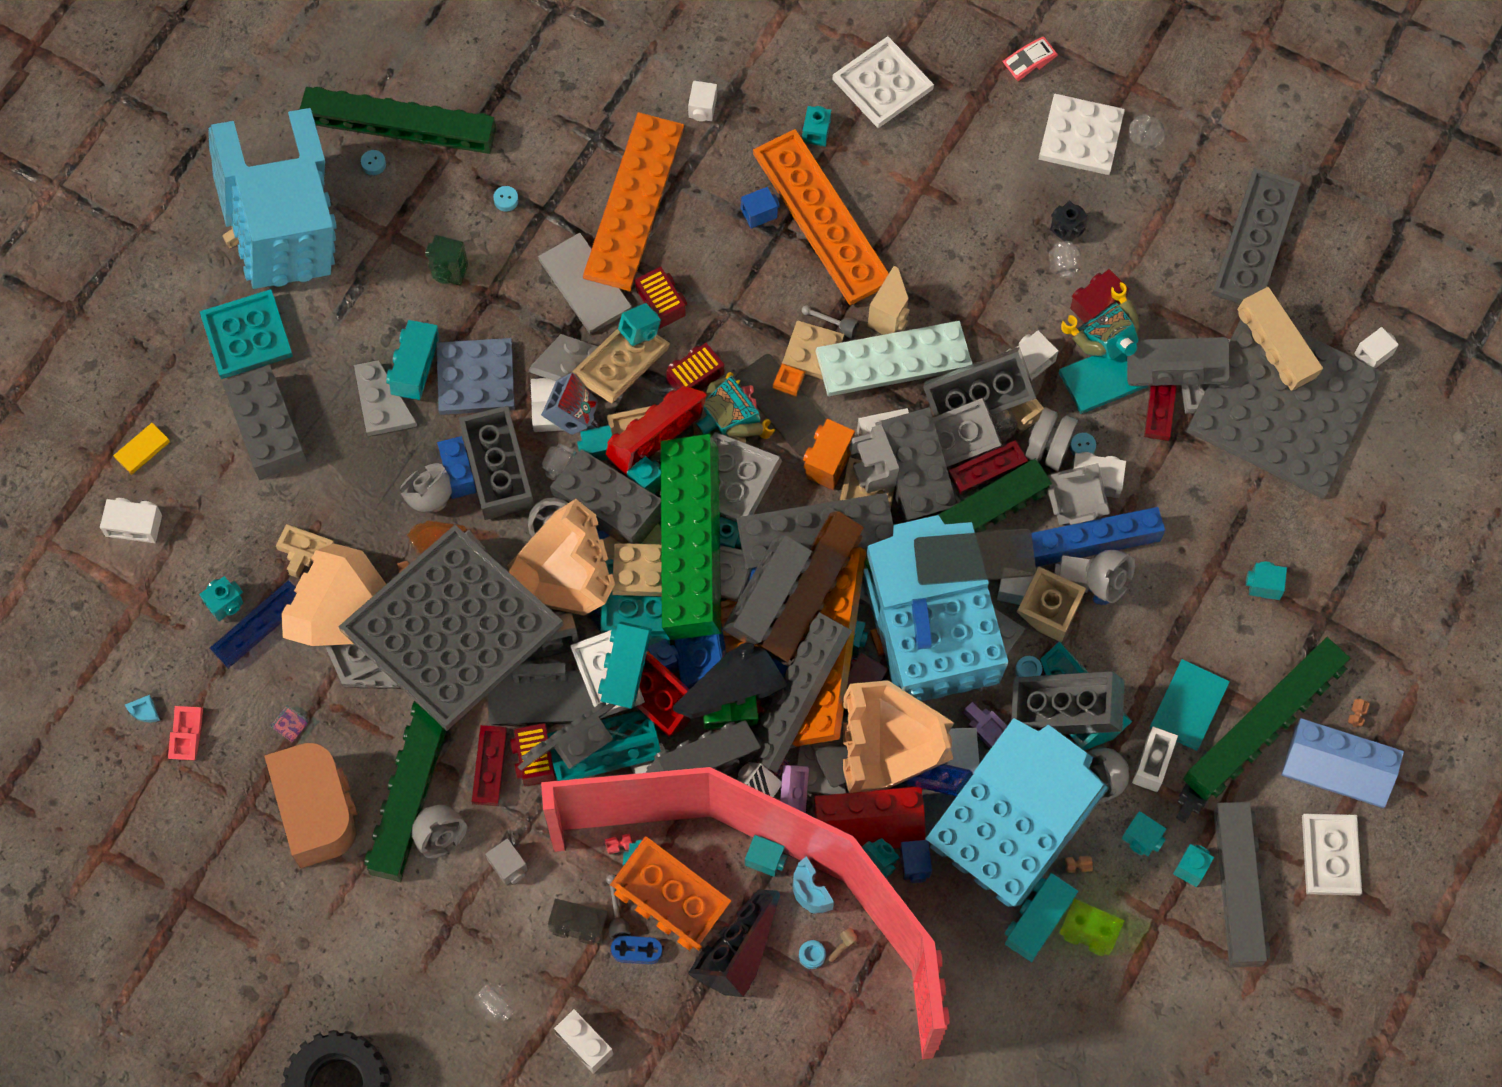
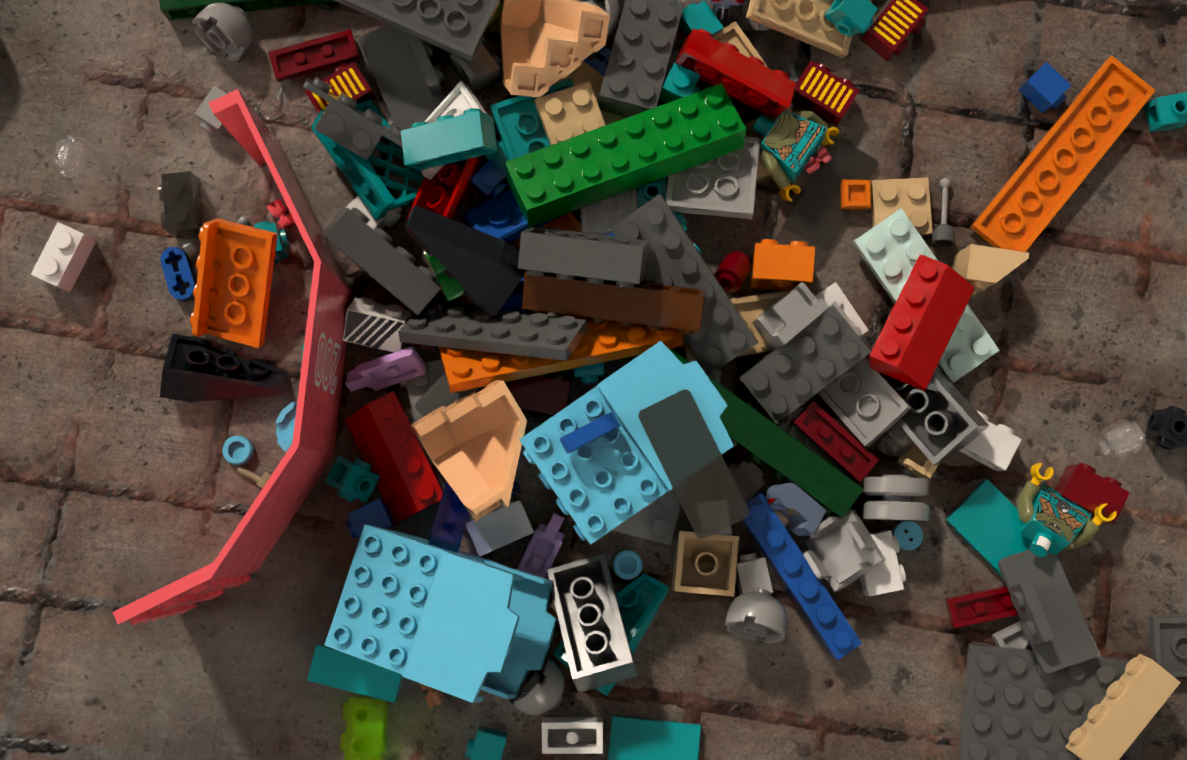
camera: 60 degrees right, 15 degrees up
(814, 492) = (733, 271): none -> dark red brick
(919, 364) = (921, 323): none -> red slope
(1032, 513) = (796, 506): none -> sand blue leg

